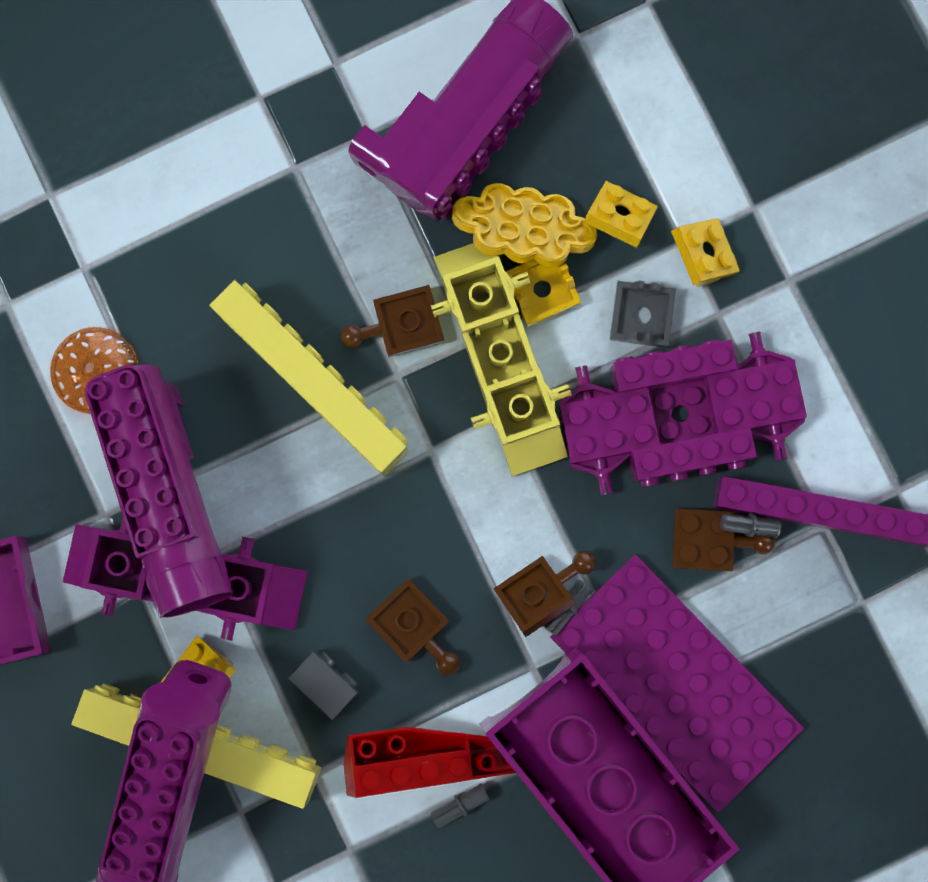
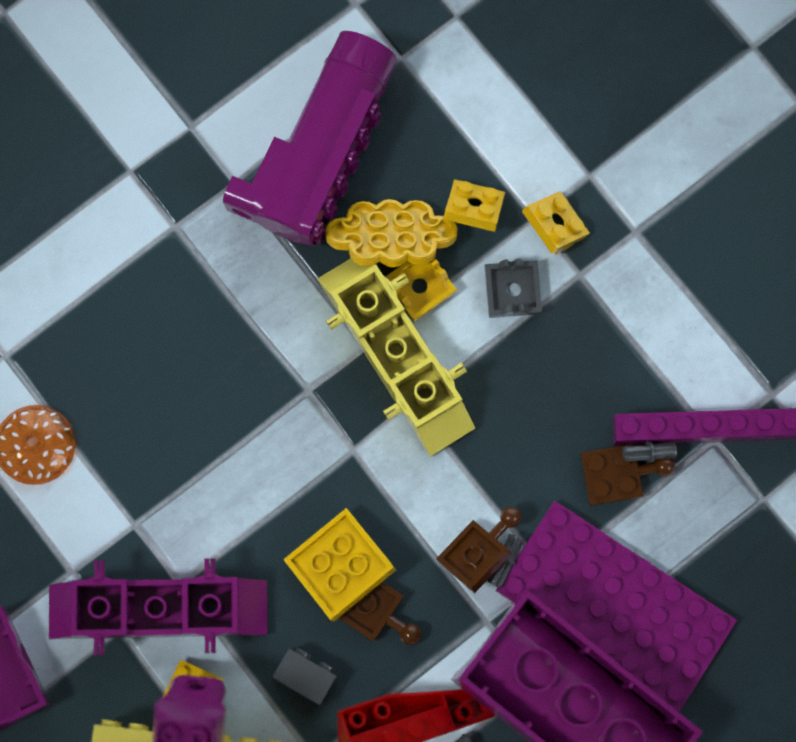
camera: 20 degrees left, 5 degrees down
(157, 487) = (124, 532): magenta piece -> none
(309, 378) = (232, 408): light yellow brick -> none
(388, 573) = (339, 565): none -> yellow plate
(403, 322) = (303, 340): reddish brown plate -> none
(723, 405) = (599, 347): magenta piece -> none

